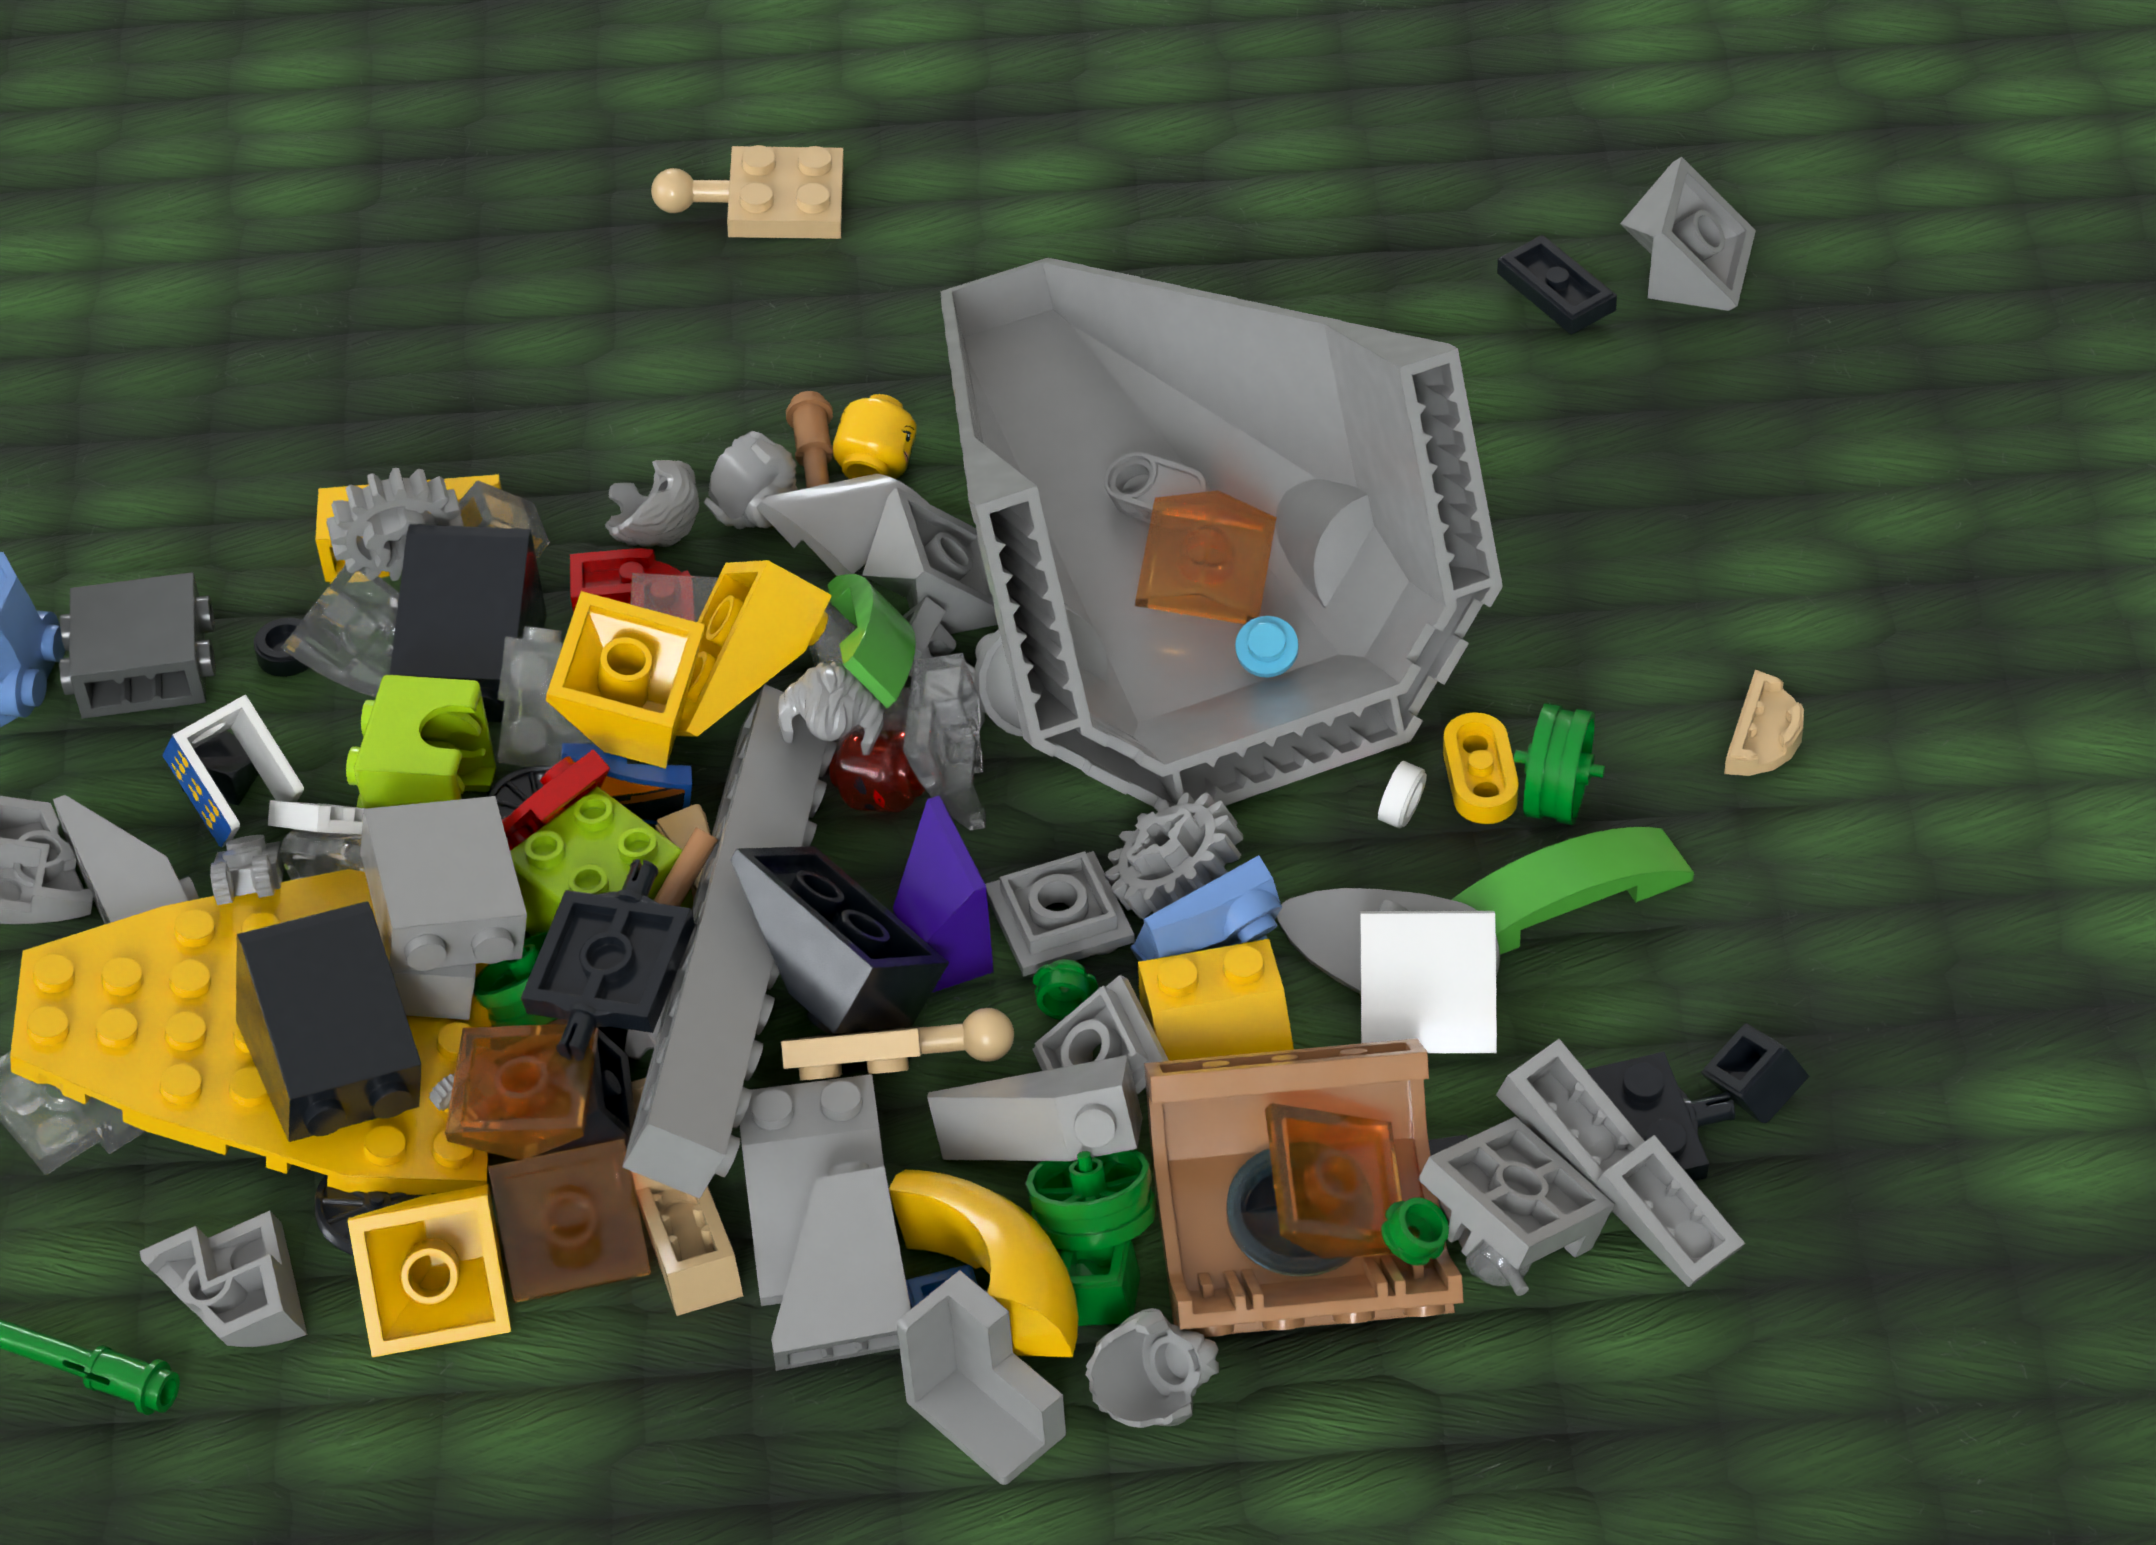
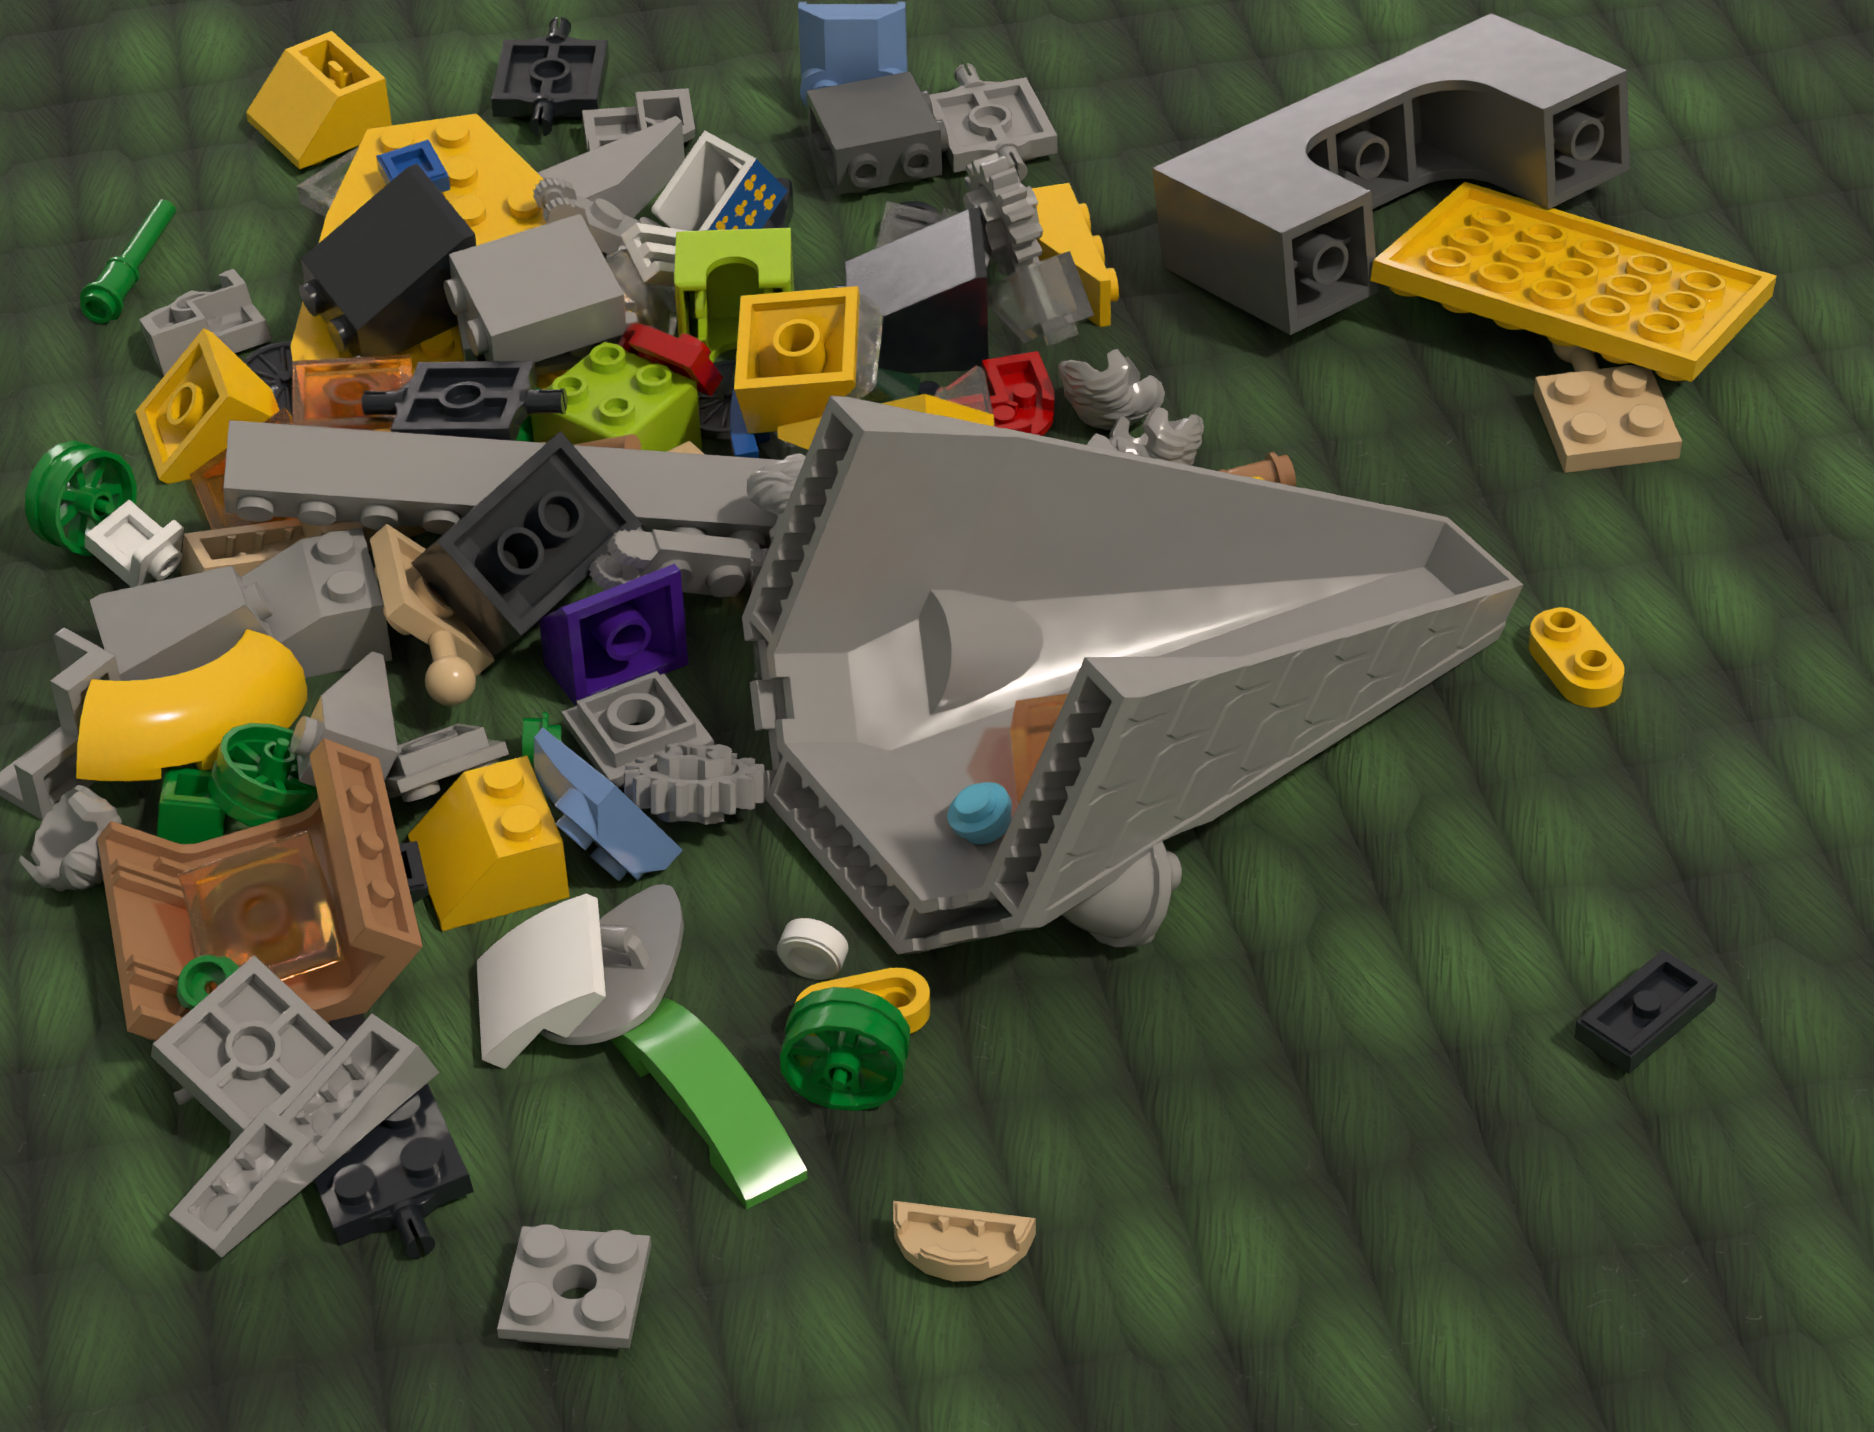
camera: 80 degrees right, 5 degrees down
(126, 1009) = (422, 153): none -> blue tile
(141, 547) = (993, 119): none -> light grey plate
(441, 346) = (1287, 202): none -> dark grey arch
(585, 1366) = (63, 494): none -> green wheel
(599, 169) = (1575, 281): none -> yellow plate
(658, 1331) = (136, 545): none -> white bracket
(864, 836) = (706, 562): none -> light grey hinge
(1127, 253) = (1576, 657): none -> yellow plate
(1694, 240) = (1749, 1117): light grey slope -> none
(1756, 1073) = (459, 1261): black slope -> none
(1782, 962) = (562, 1259): none -> light grey piece

